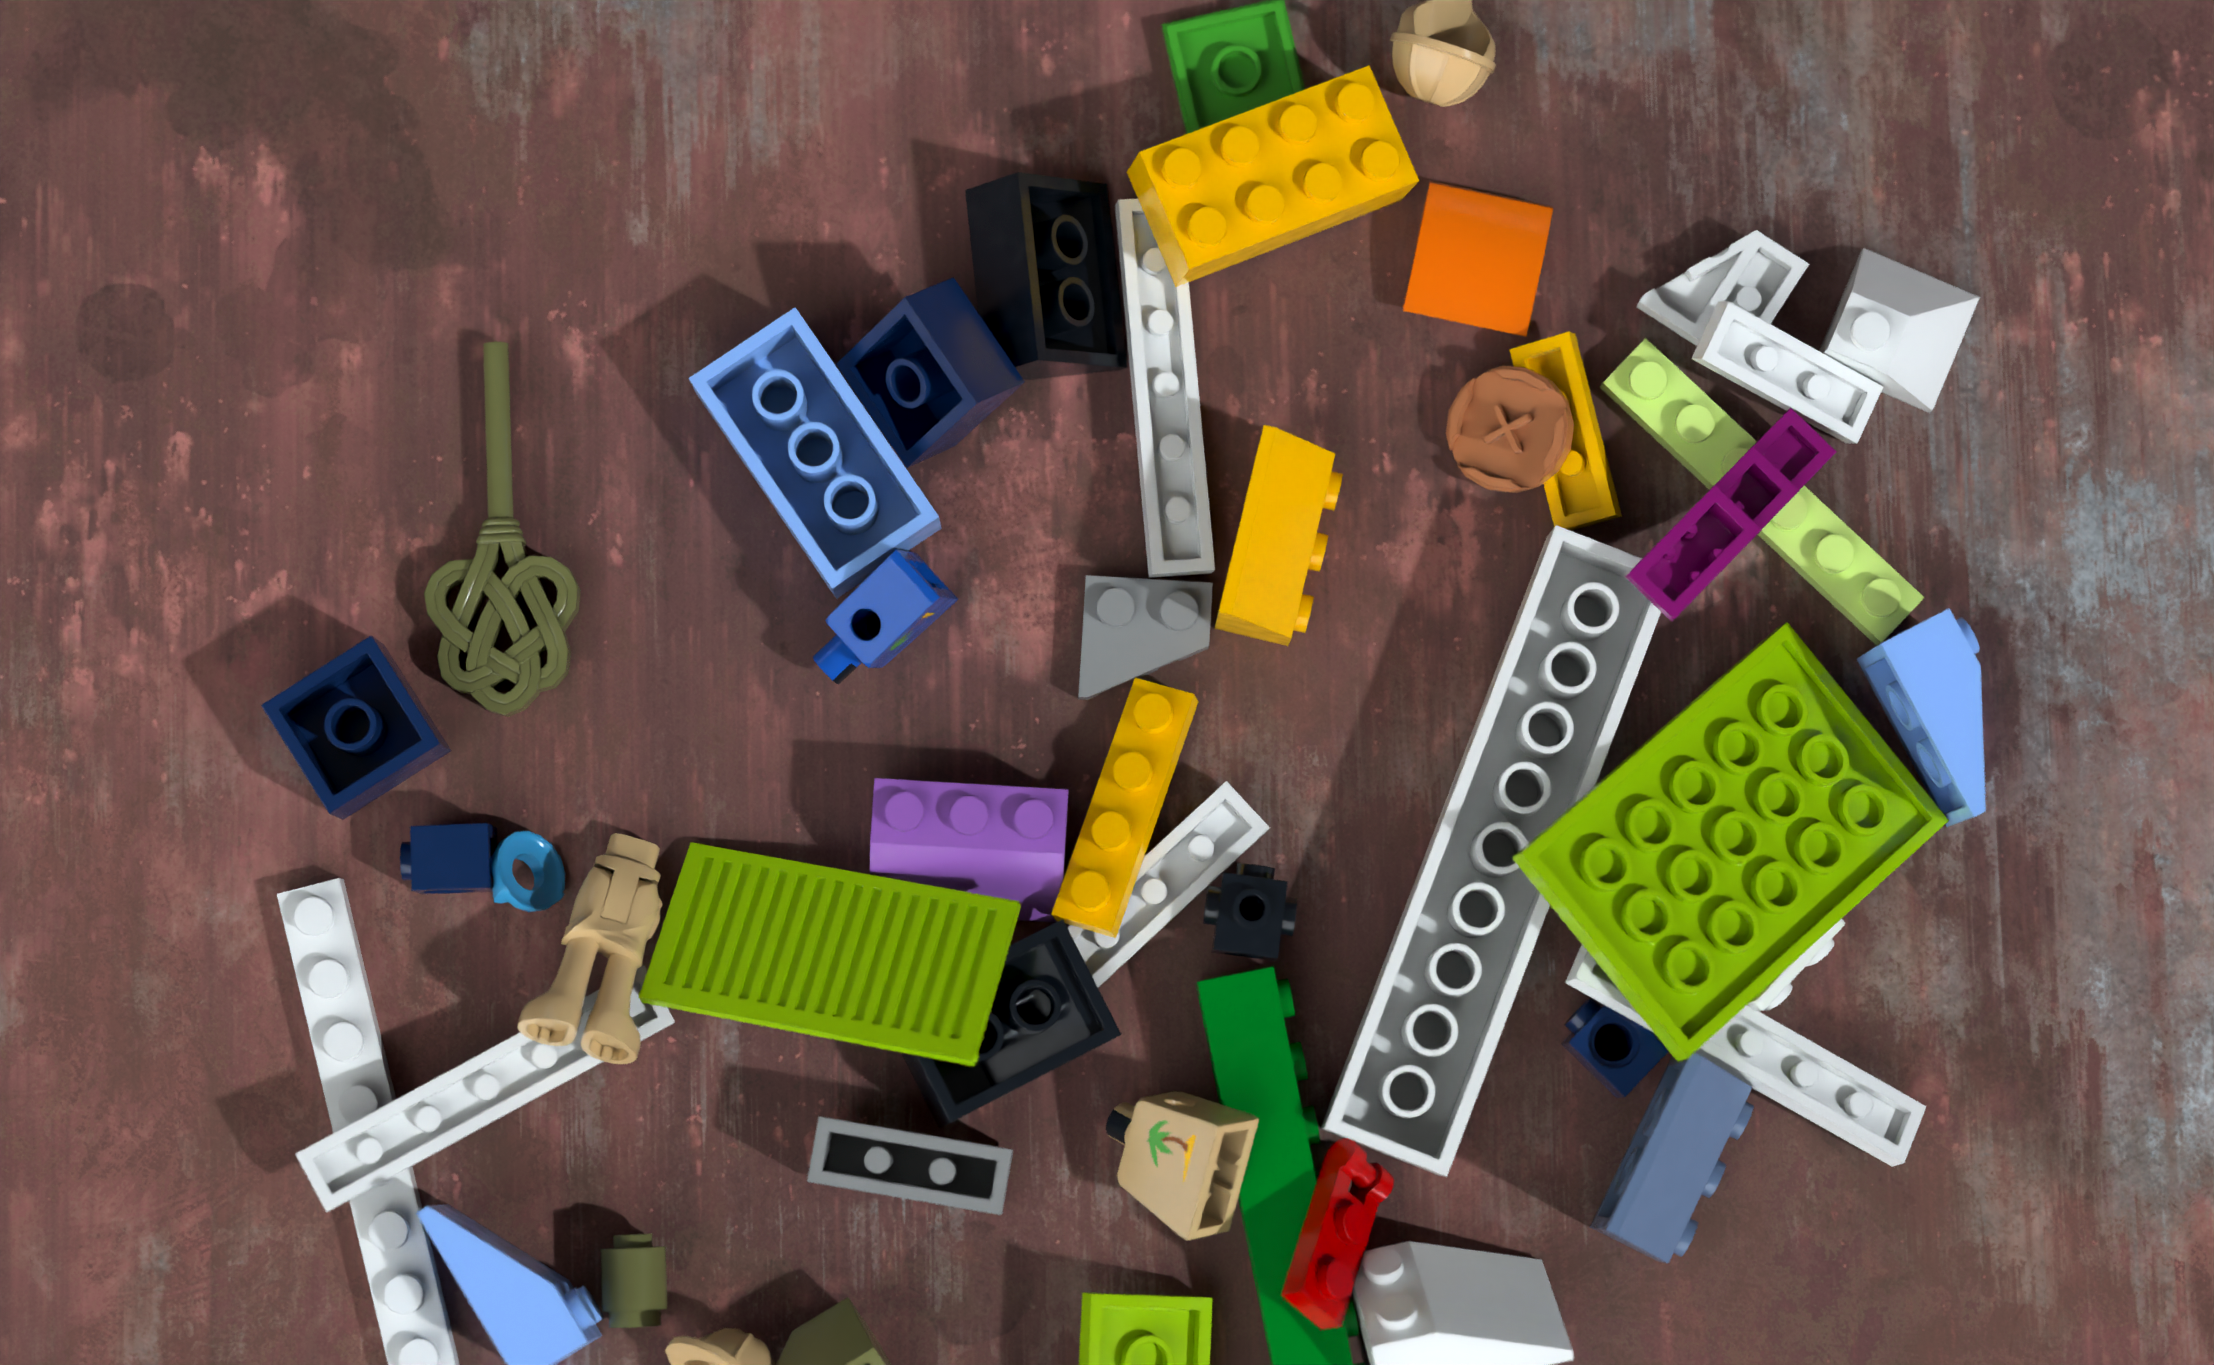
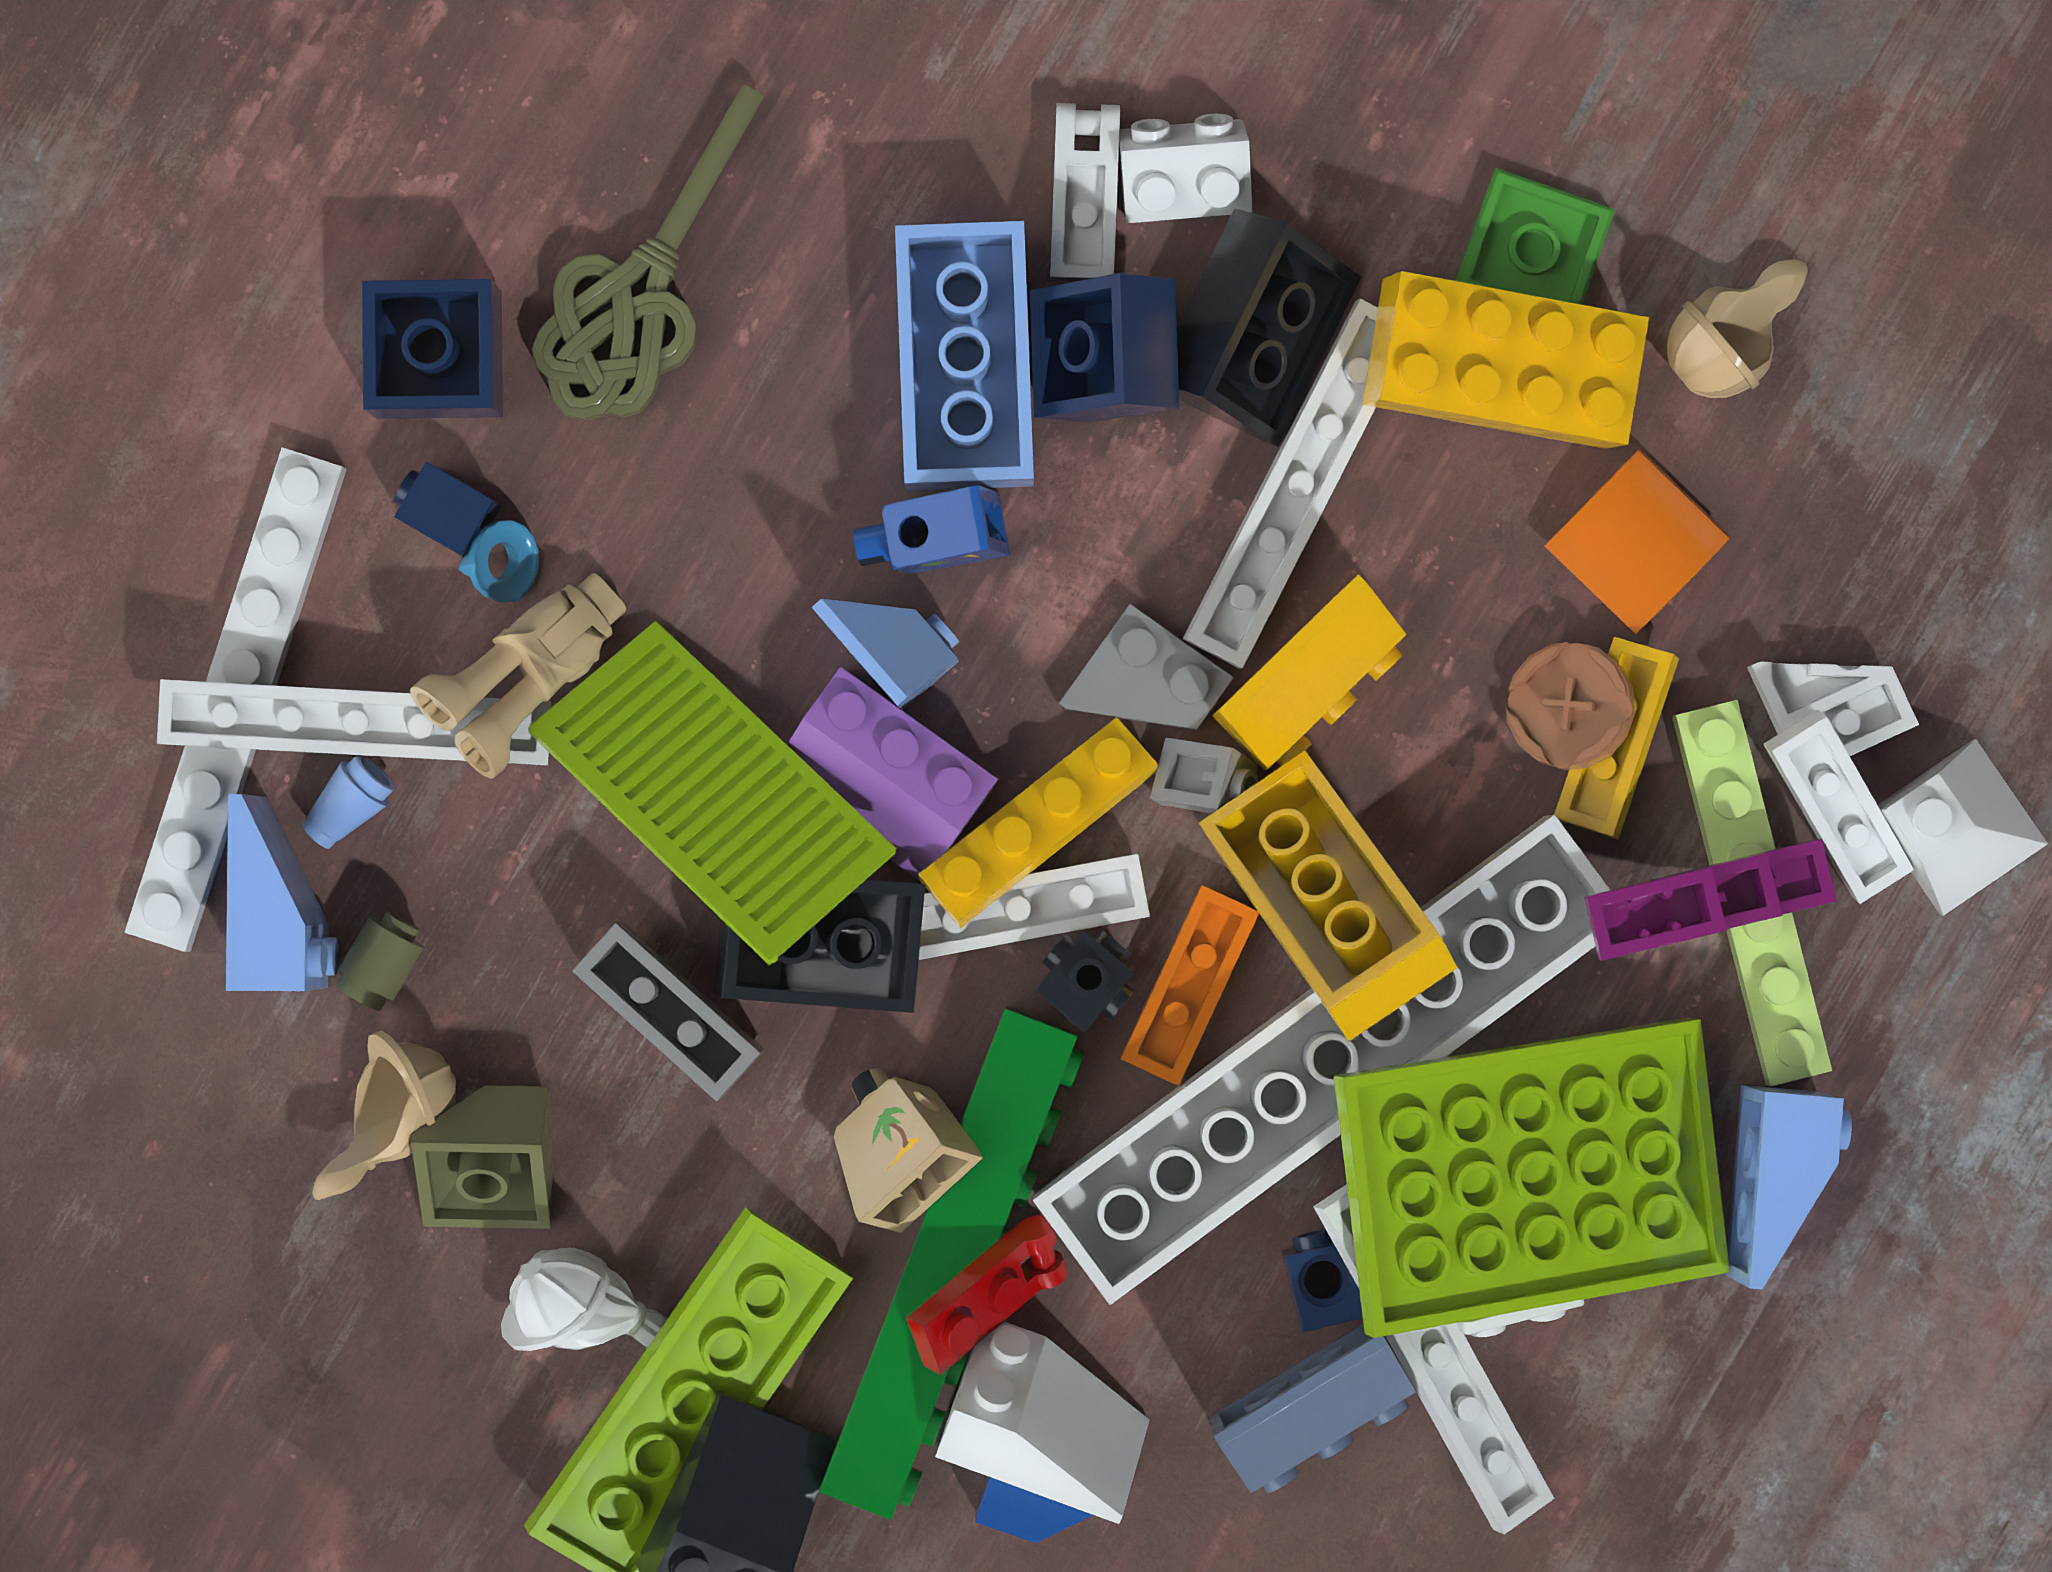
camera: 35 degrees right, 5 degrees up
(521, 1161) = (348, 800): none -> light blue cone
(830, 256) = (1084, 194): none -> white plate
(902, 184) = (1185, 168): none -> white bracket
(904, 734) = (892, 645): none -> light blue slope
(1243, 682) = (1201, 775): none -> light grey bracket
(1340, 865) = (1189, 985): none -> orange plate
(1410, 710) = (1328, 895): none -> yellow brick

